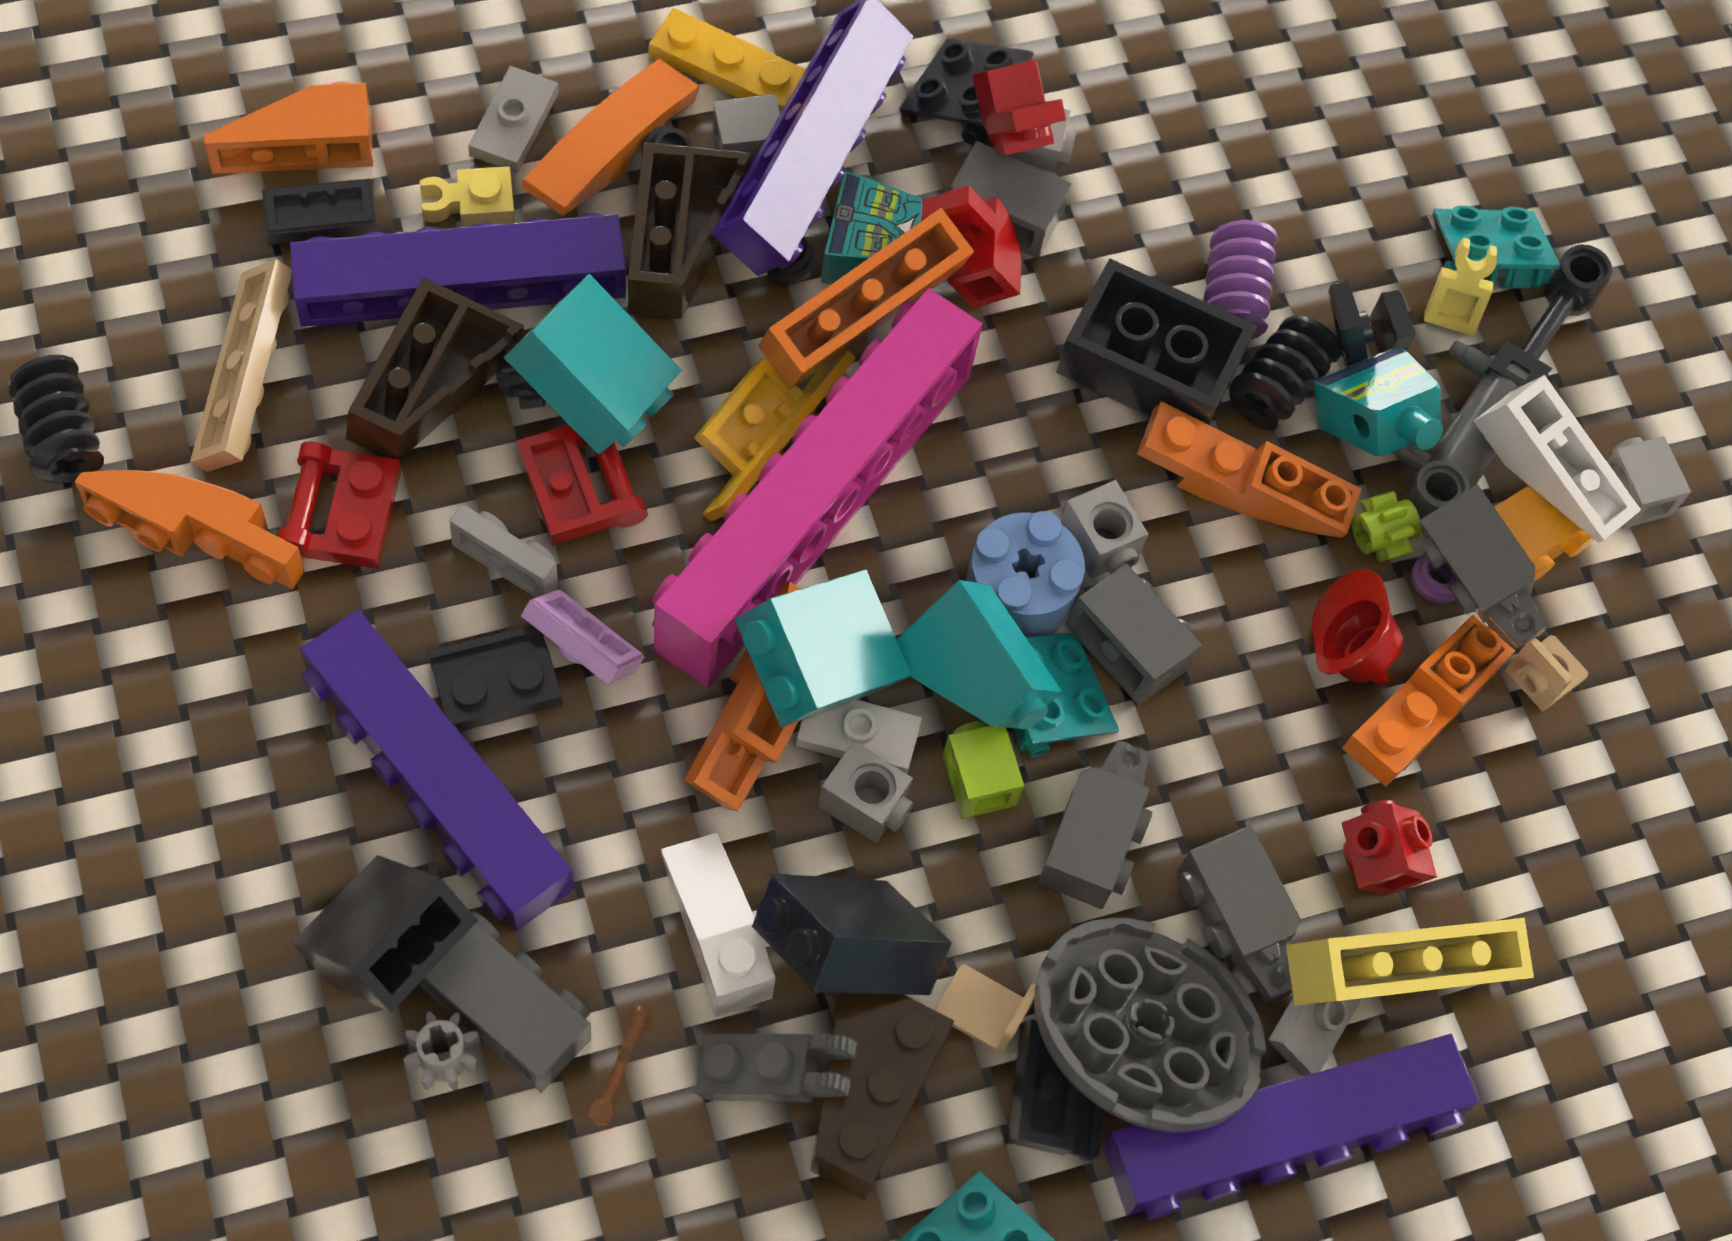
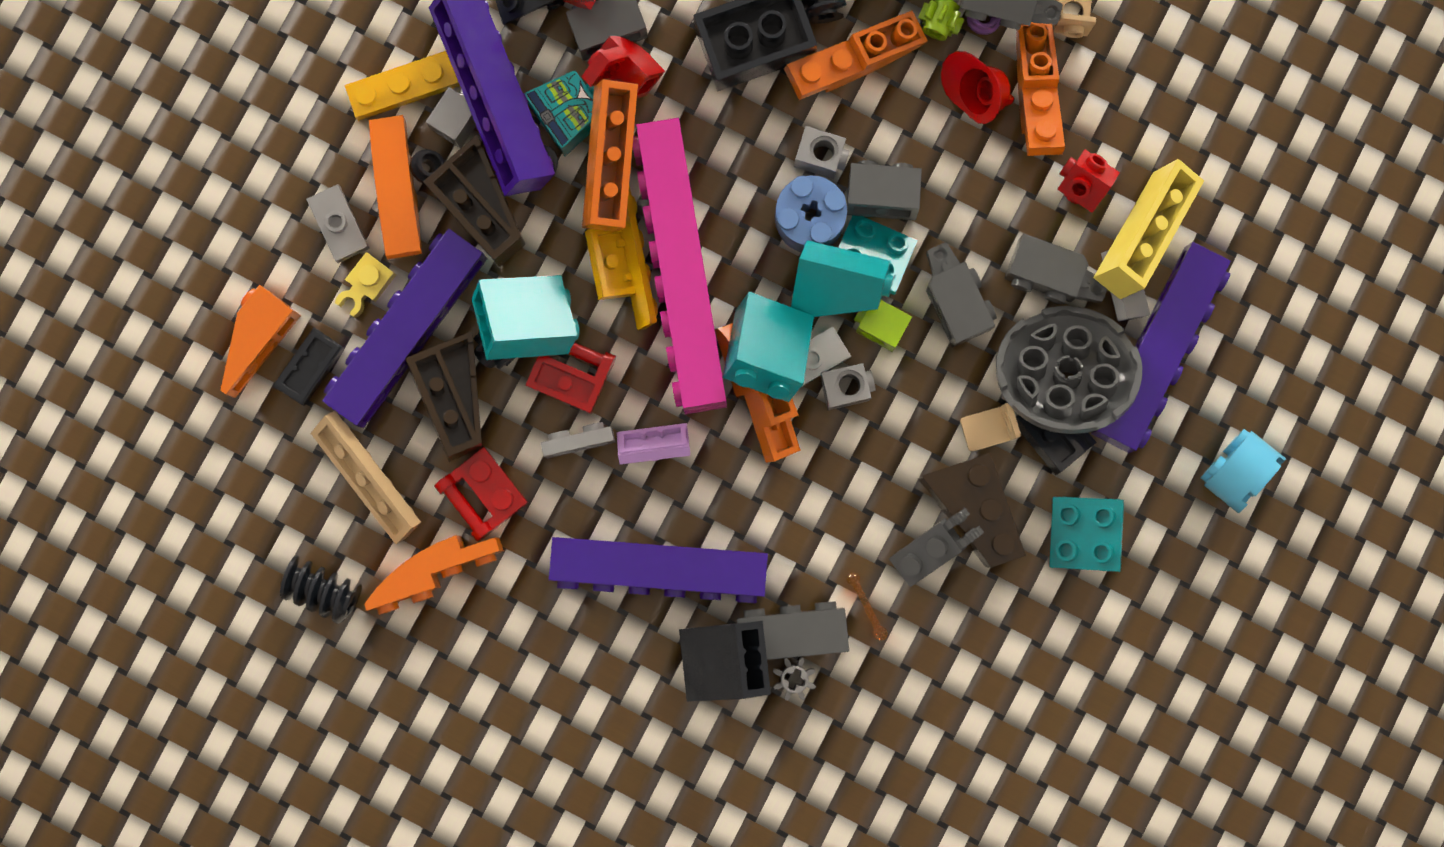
camera: 30 degrees left, 20 degrees up
(495, 678) = (635, 500): black plate -> none
(719, 924) = (843, 506): white slope -> none
(850, 935) = (914, 463): black brick -> none

